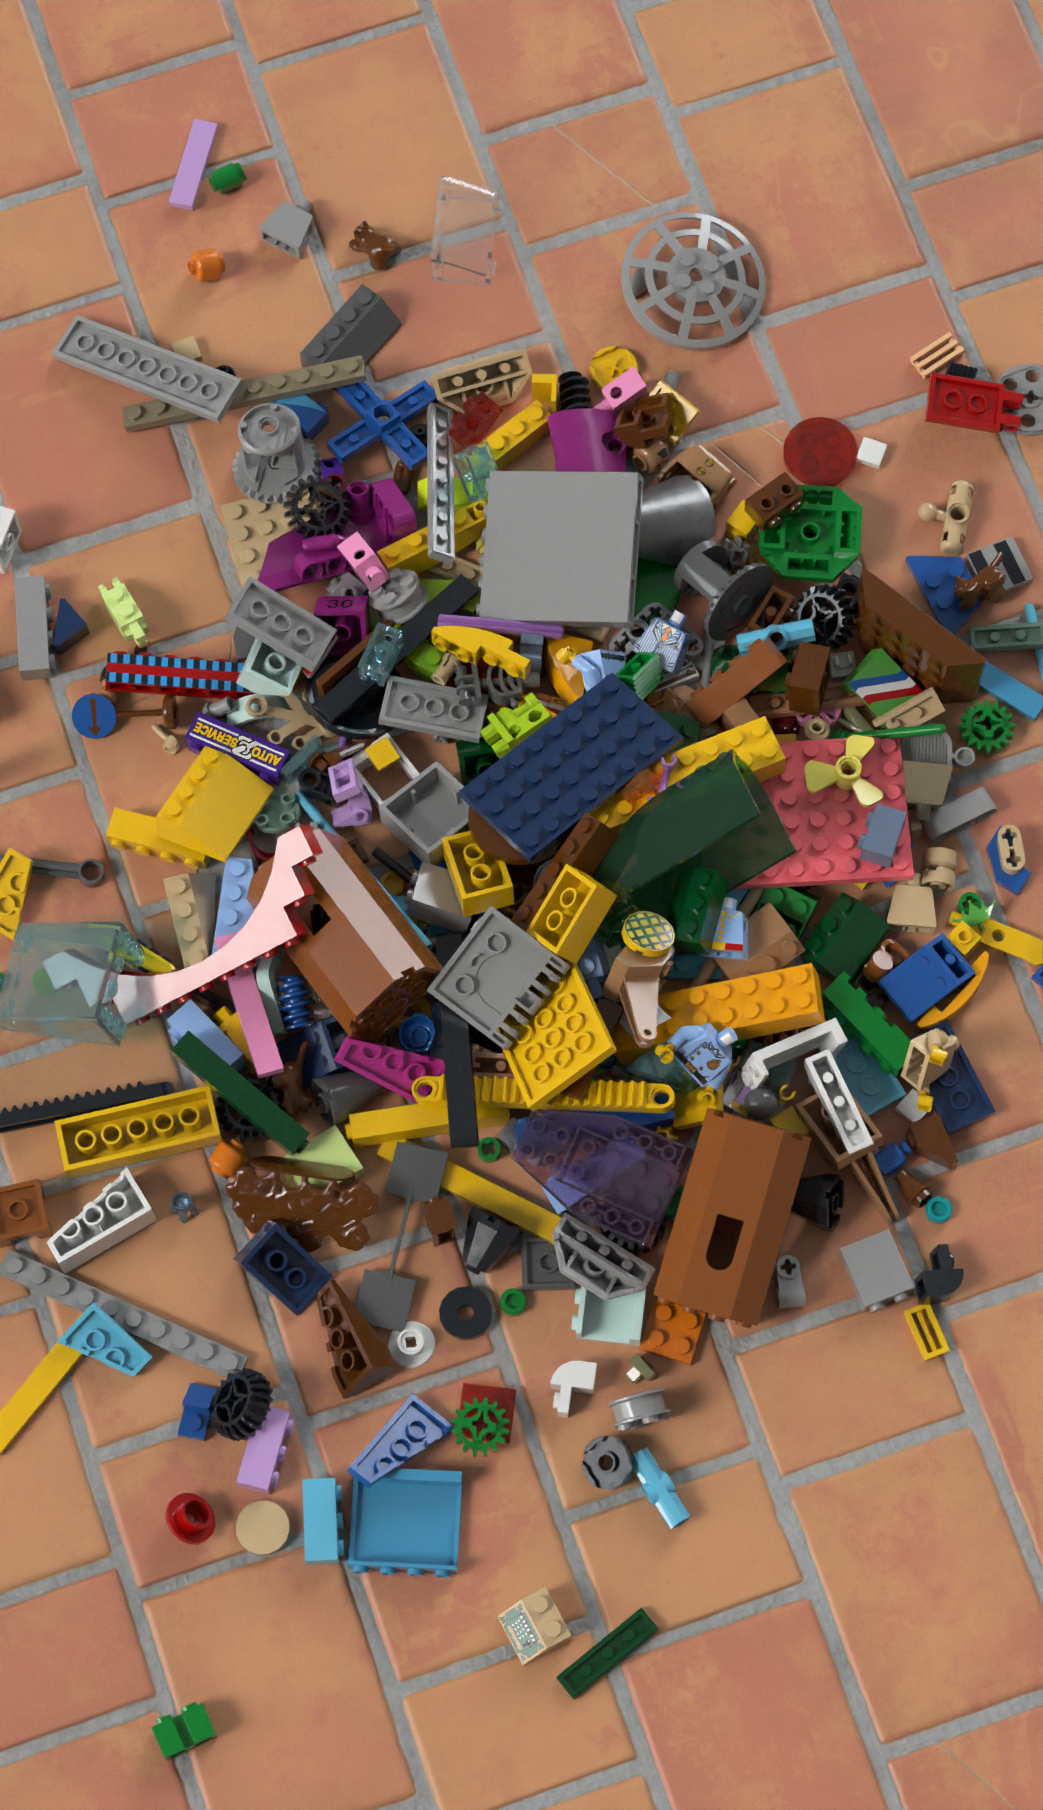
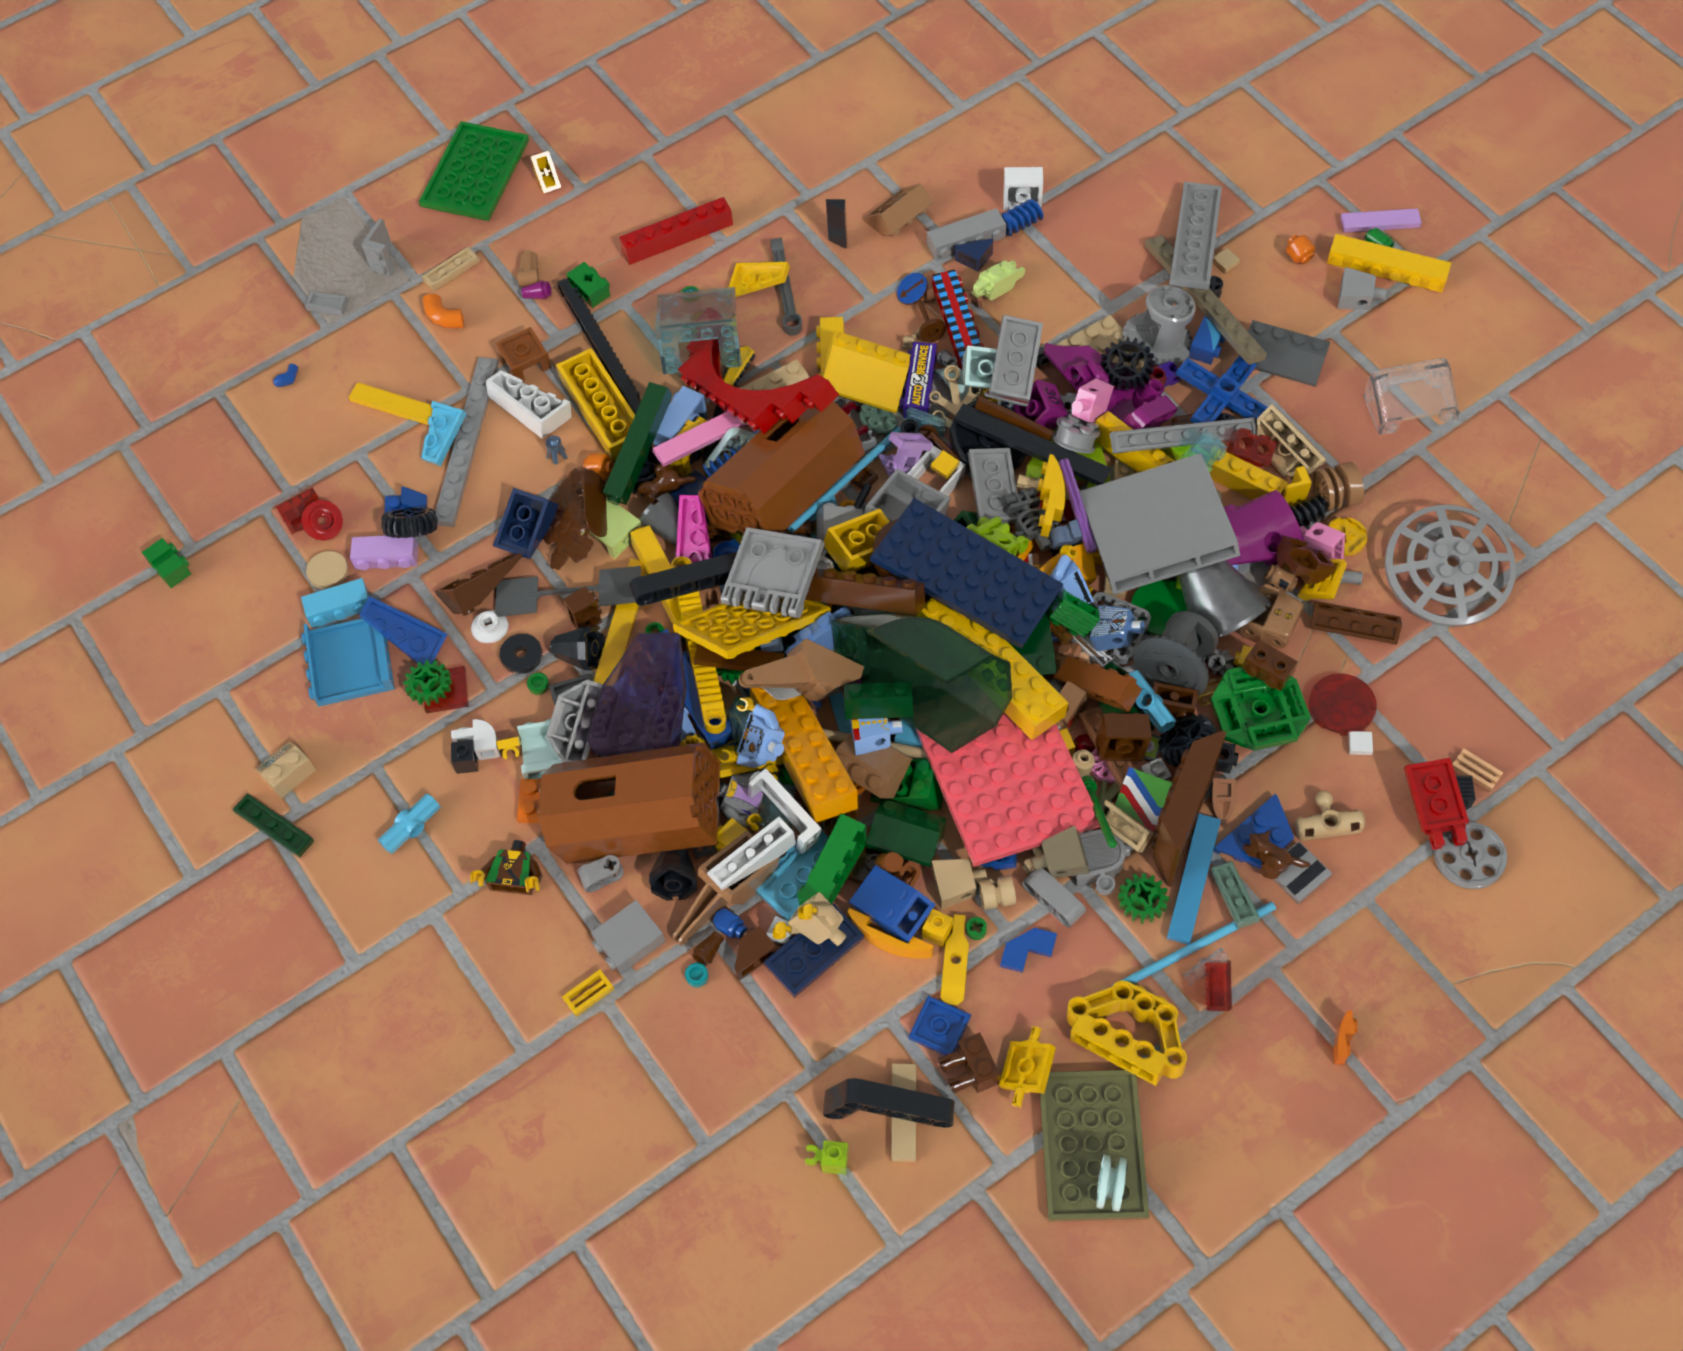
camera: 75 degrees right, 10 degrees down
(33, 554) = (1022, 216): none -> blue piece
(165, 1552) = (292, 509): none -> clear red arch
(263, 181) = (1389, 263): none -> yellow brick
(375, 245) = (1372, 346): reddish brown animal -> none
(380, 654) = (1016, 426): clear light blue brick -> none
(558, 348) = (1339, 485): none -> medium nougat wheel
(571, 913) = (835, 599): yellow brick -> none
(589, 1349) = (509, 743): none -> yellow tile
(592, 1405) = (464, 757): none -> black brick
(622, 1462) = (421, 781): tile -> none
(639, 1409) = (464, 788): light grey wheel -> none
(640, 786) = (967, 623): clear orange cone -> none
(641, 1369) = (503, 784): olive tile -> none
(648, 933) = (840, 662): tile -> none
(667, 769) = (991, 641): medium lavender piece -> none
(730, 400) = (1356, 622): none -> reddish brown fence
(758, 1380) = (510, 871): none -> torso
(760, 1103) = (737, 800): dark grey piece -> none
(822, 775) = (1035, 765): light yellow piece -> none
(882, 835) = (997, 823): sand blue brick -> none
(942, 1281) = (628, 991): black brick -> none
(976, 915) = (965, 932): bright green piece -> none
(1016, 848) = (1038, 950): tan beam -> none

